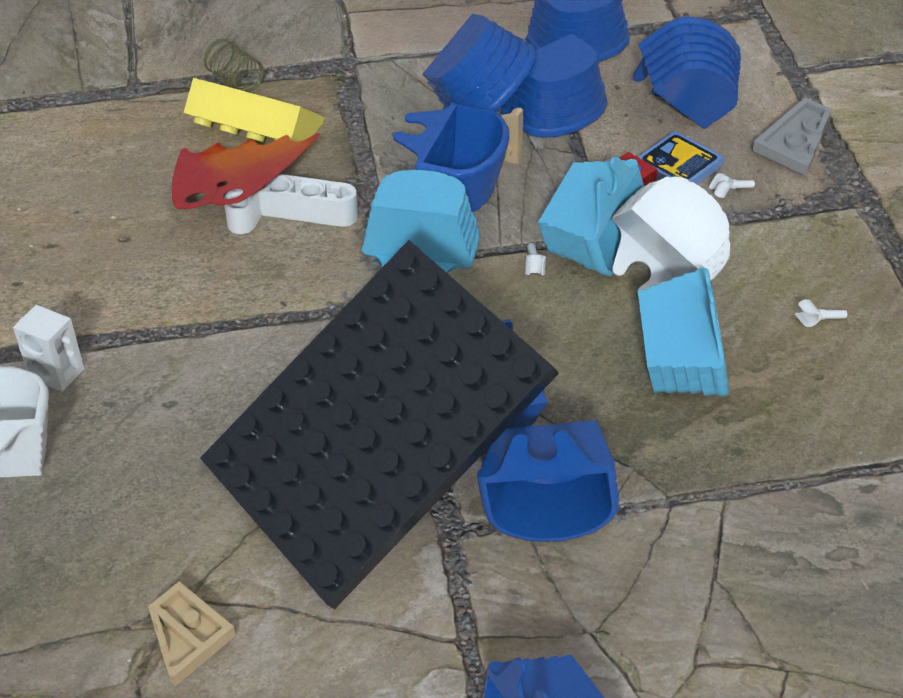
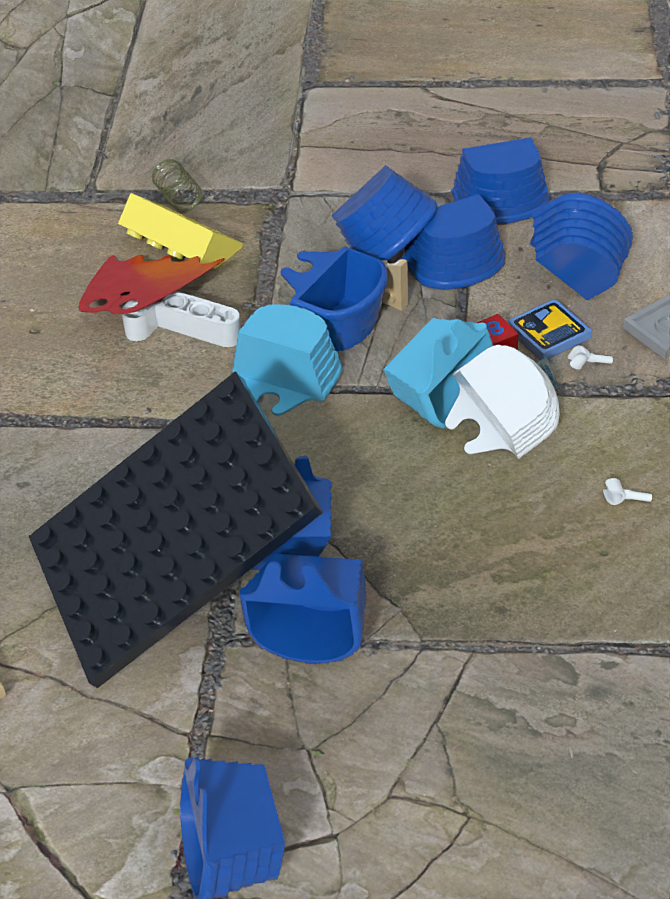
camera: 15 degrees right, 0 degrees up
(534, 262) = (379, 404): white hand -> none
(683, 336) = (479, 496): medium azure piece -> none

